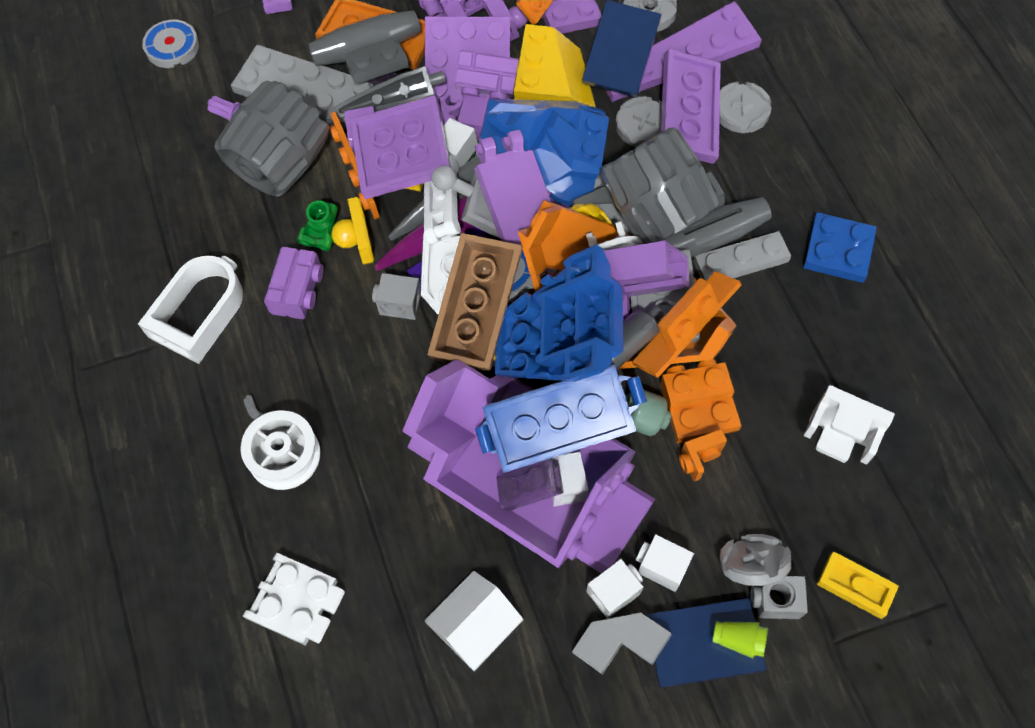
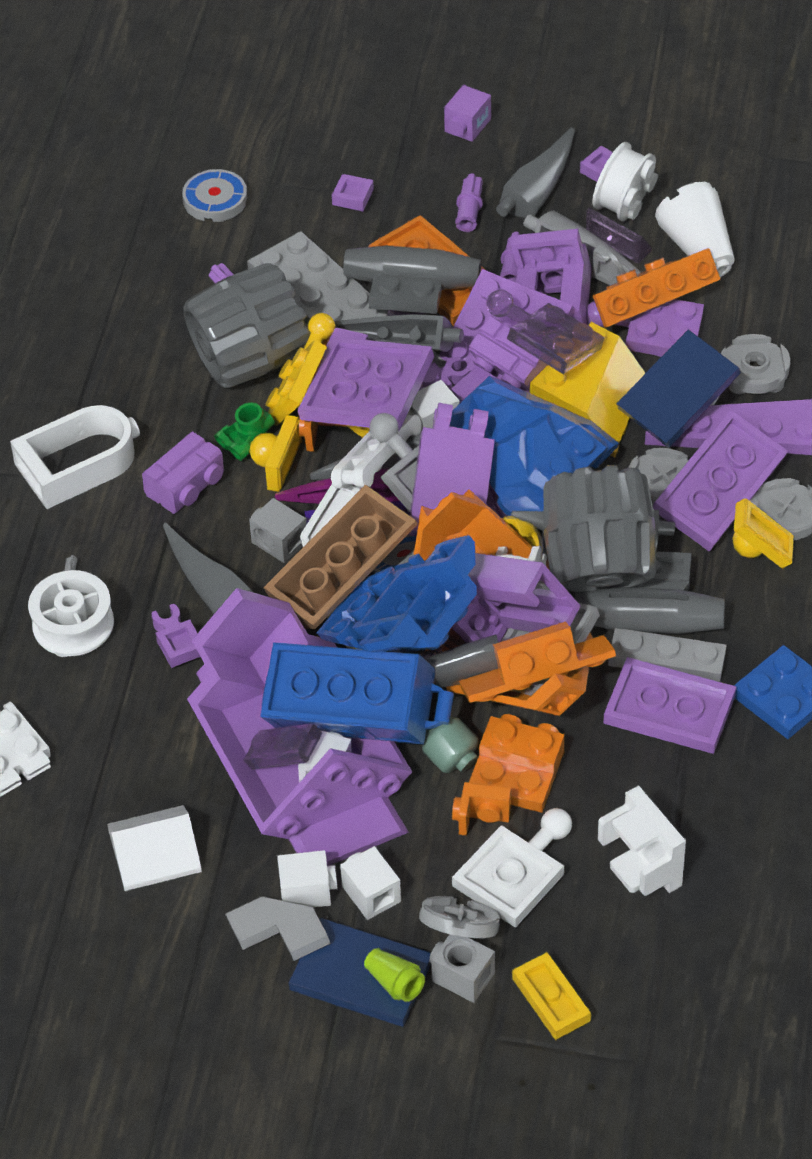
camera: 30 degrees right, 15 degrees down
(337, 159) = (299, 372): none -> yellow plate
(379, 428) = (175, 637): none -> medium lavender plate
(381, 367) = (208, 578): none -> dark grey piece
(509, 46) = (547, 332): none -> clear purple plate
(746, 136) = (760, 534): none -> yellow tile
(756, 495) = (513, 872): none -> white plate
(777, 299) = (670, 705): none -> medium lavender plate

